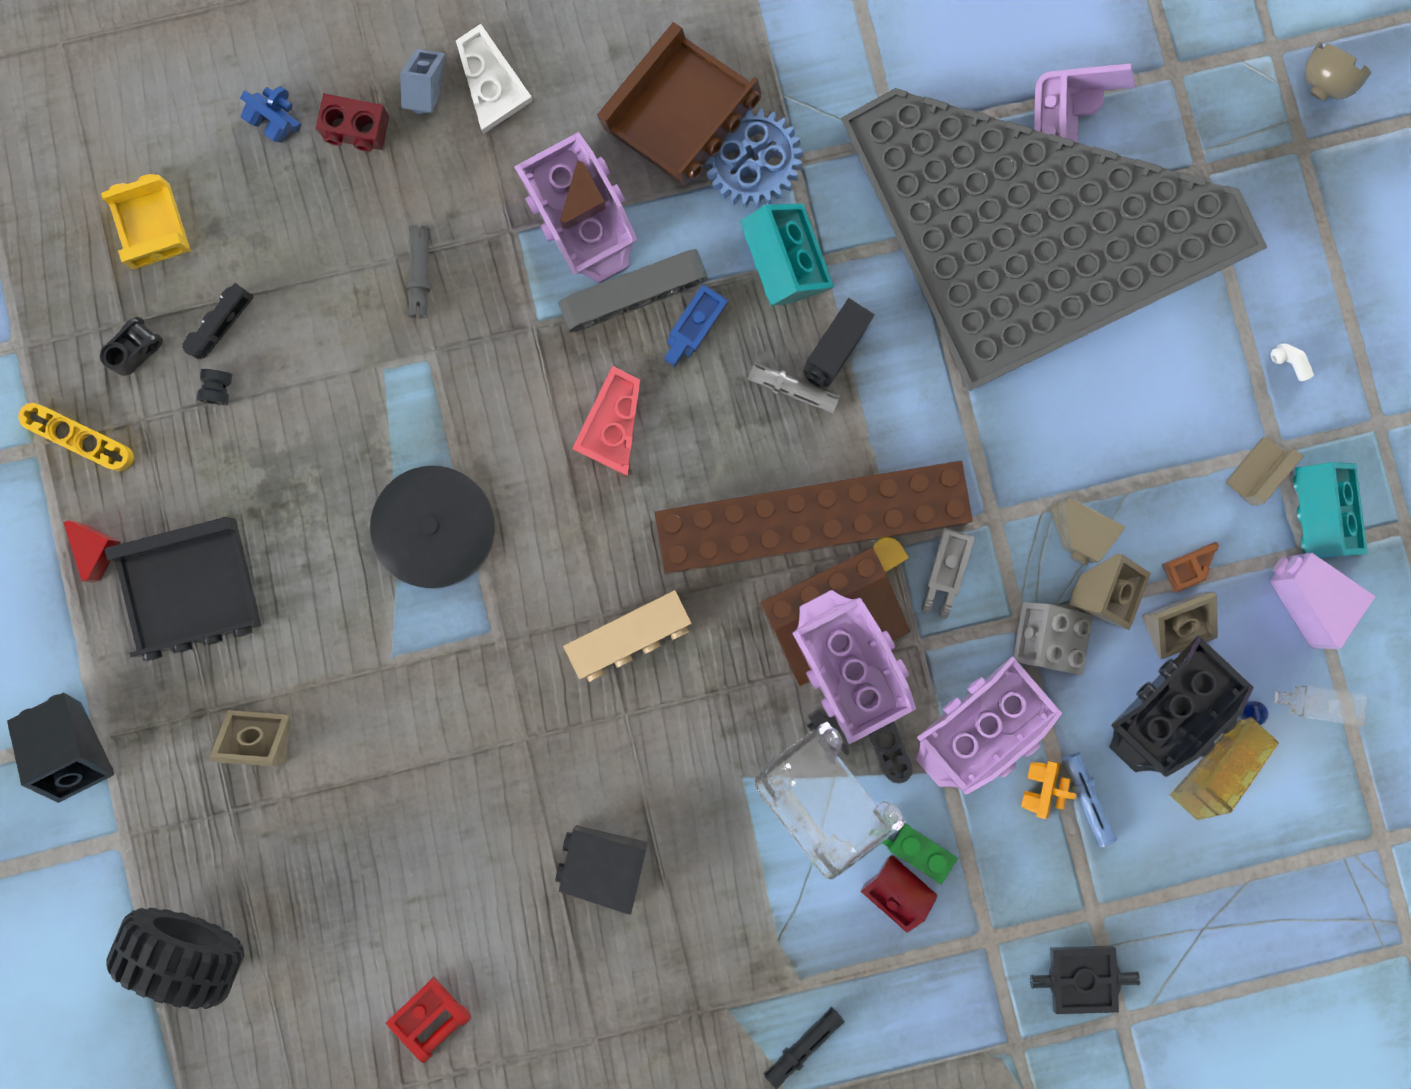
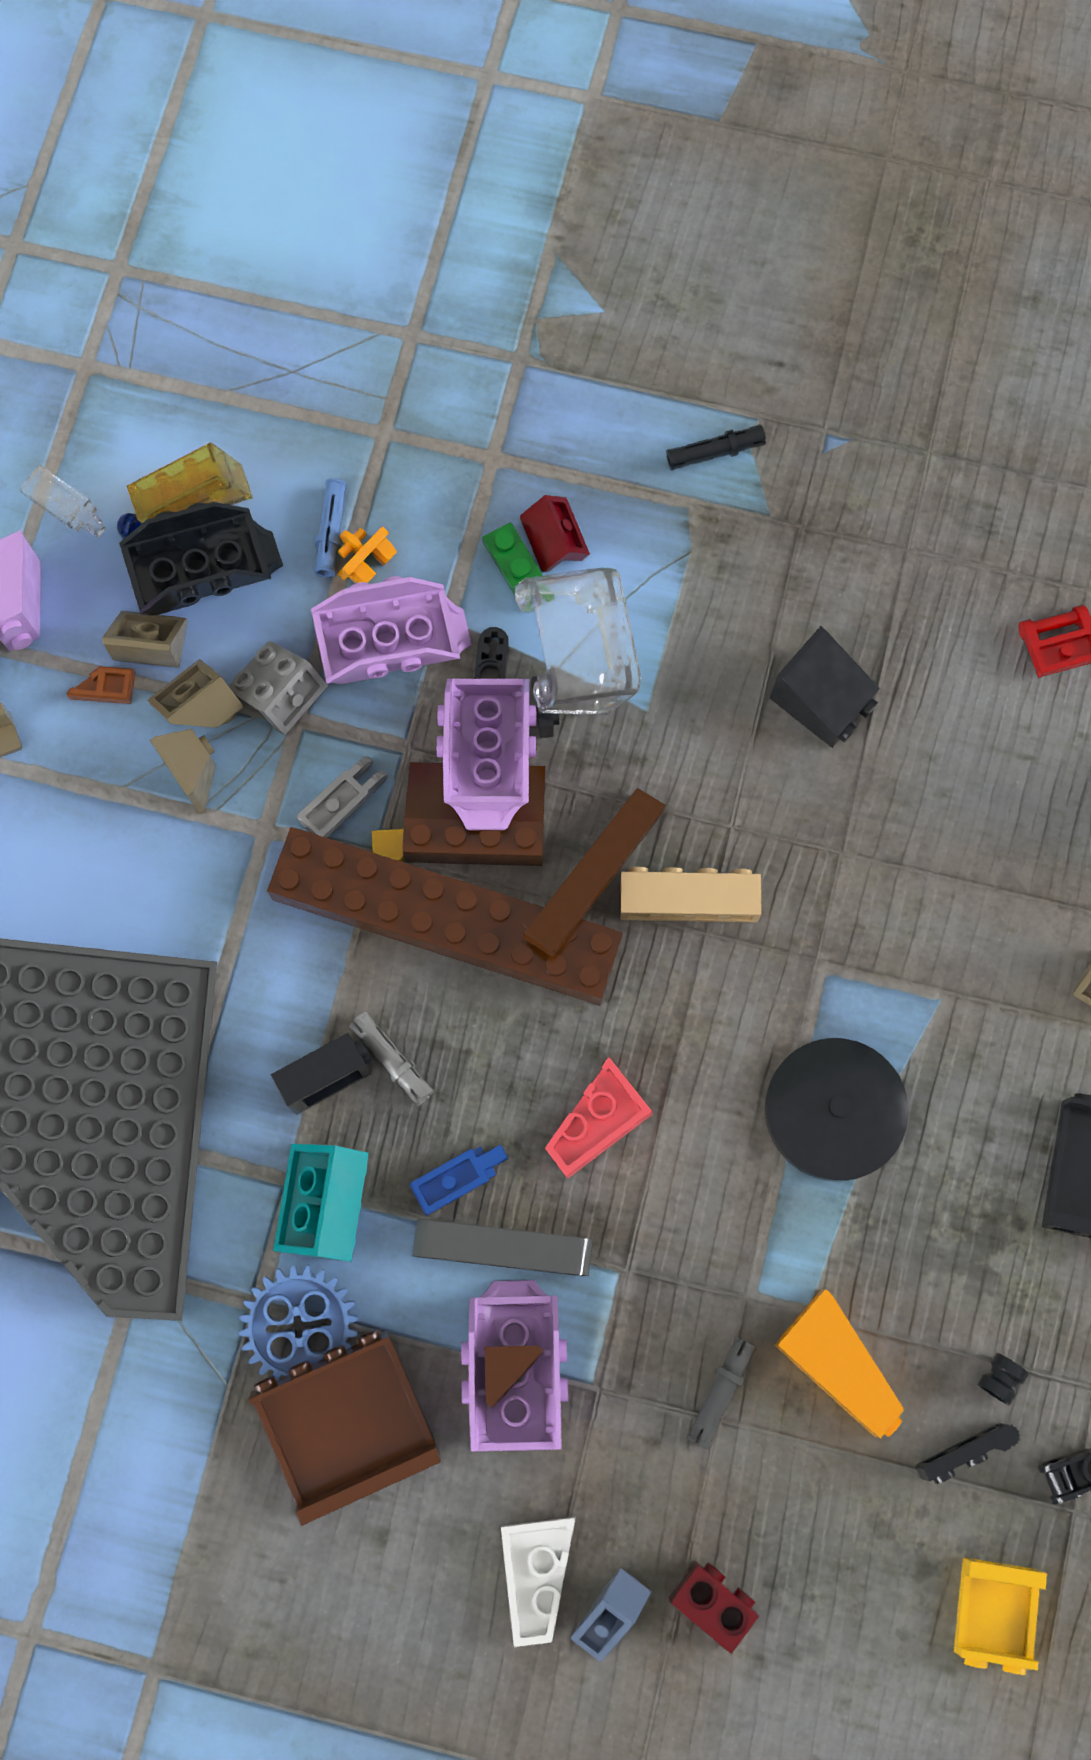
camera: 150 degrees left, 10 degrees down
(258, 106) = (797, 1673): blue hips -> none
(344, 335) = (837, 1361): none -> light orange slope
(712, 611) = (594, 872): none -> reddish brown tile
(1084, 980) = (426, 380): black plate -> none

